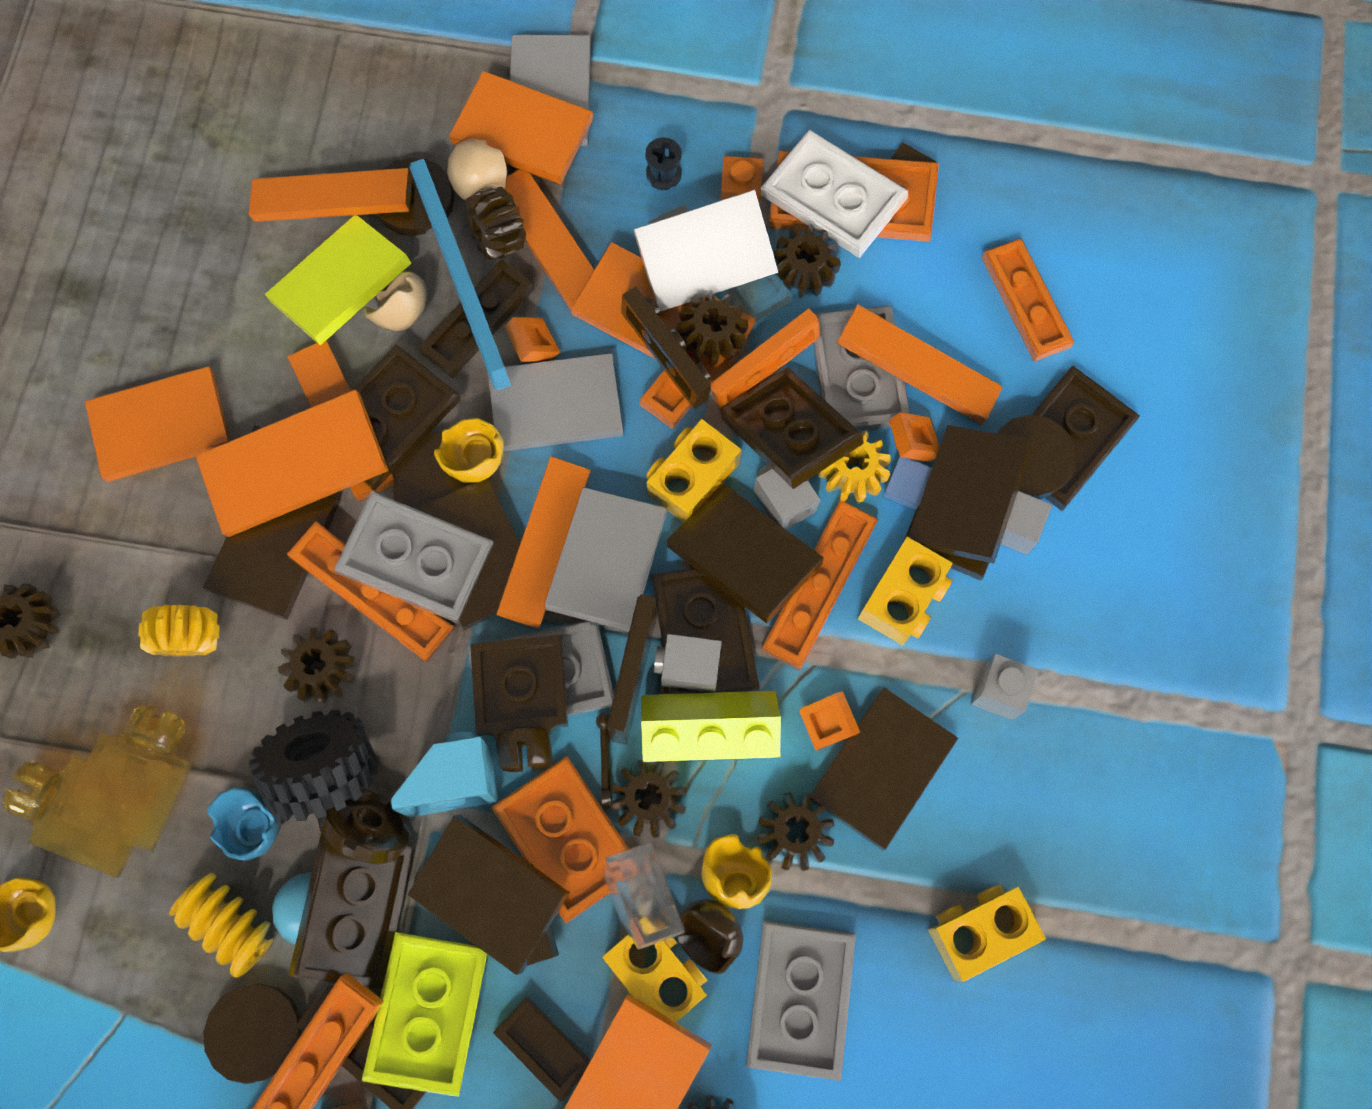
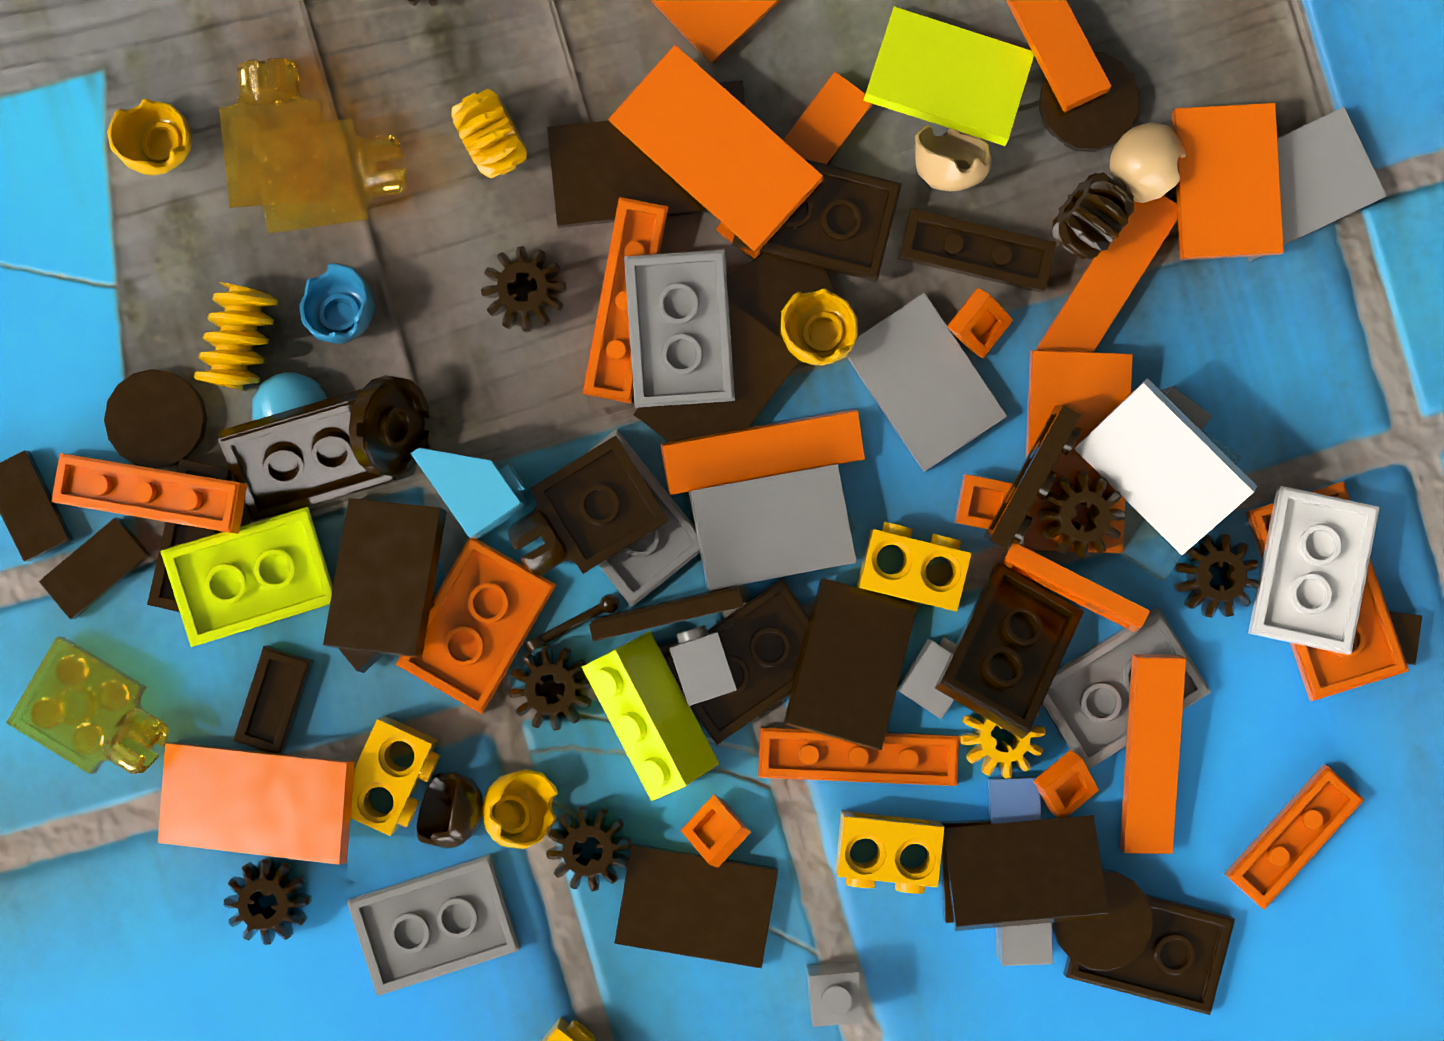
camera: 70 degrees right, 15 degrees up
(313, 765) = (403, 365): black tyre -> none
(460, 275) = (1011, 210): dark azure tile -> none
(642, 896) = (446, 734): clear slope -> none
(668, 165) = (1264, 348): black bush -> none
(741, 176) = (1289, 455): orange plate -> none

